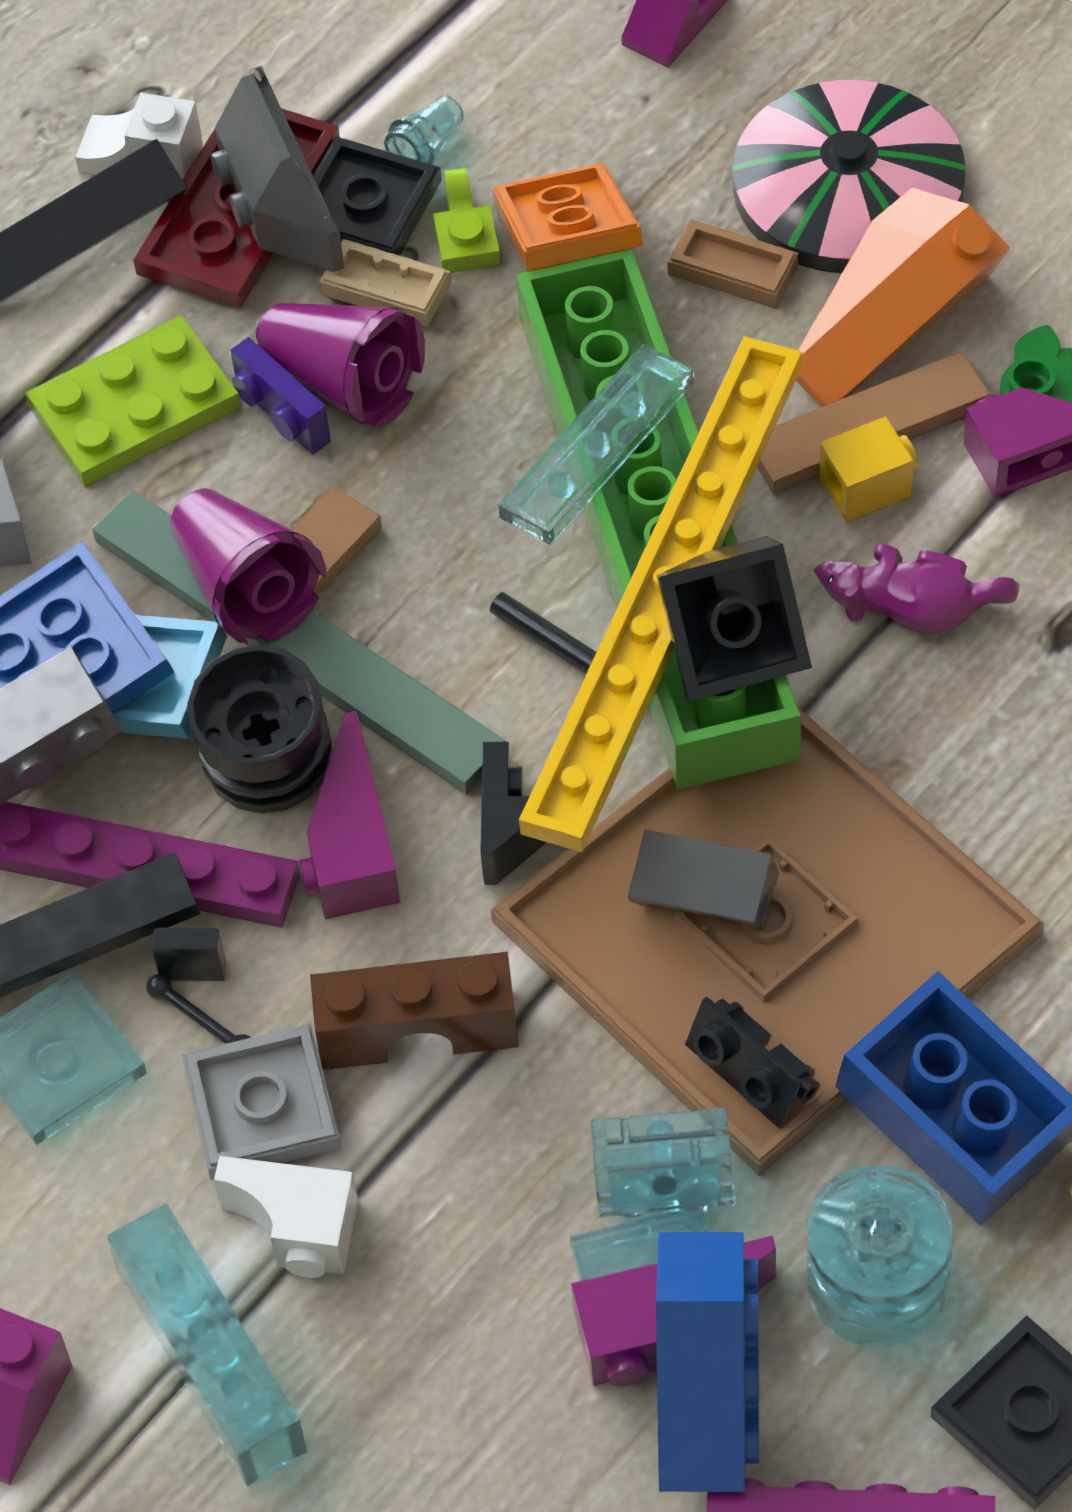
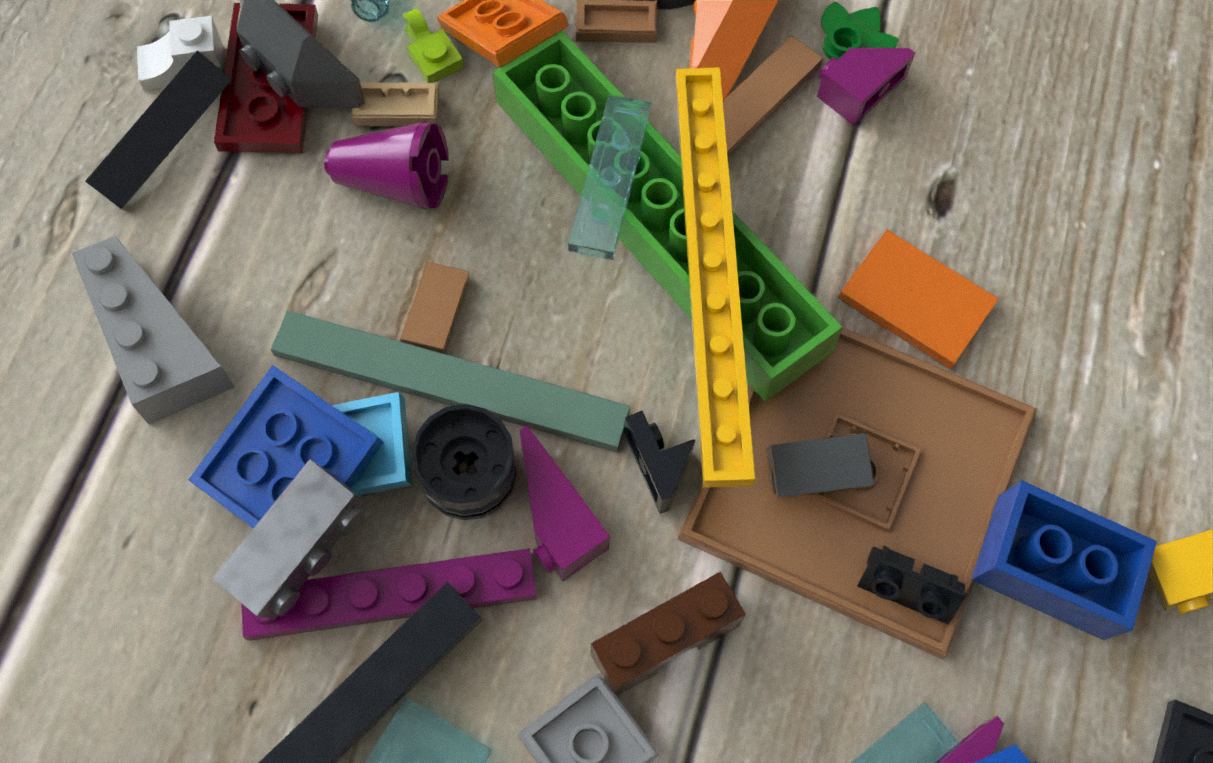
camera: 30 degrees left, 10 degrees up
(133, 400) = (255, 243): lime plate -> none
(160, 986) = (473, 681): black hinge -> none
(189, 954) = (486, 651): black tile -> none
(247, 565) = (398, 342): magenta cone -> none
(287, 402) = (368, 210): dark purple plate -> none
(375, 193) = (361, 42): black plate -> none
(542, 632) = (633, 321): black bar -> none
(662, 1163) = (892, 686): clear light blue brick -> none
(733, 618) = (775, 270): black slope -> none
(867, 468) = (773, 133): yellow brick -> none
(871, 1289) = (1049, 717): clear light blue wheel -> none
(919, 595) = (850, 209): magenta animal -> none
(959, 739) = (918, 299): none -> orange tile

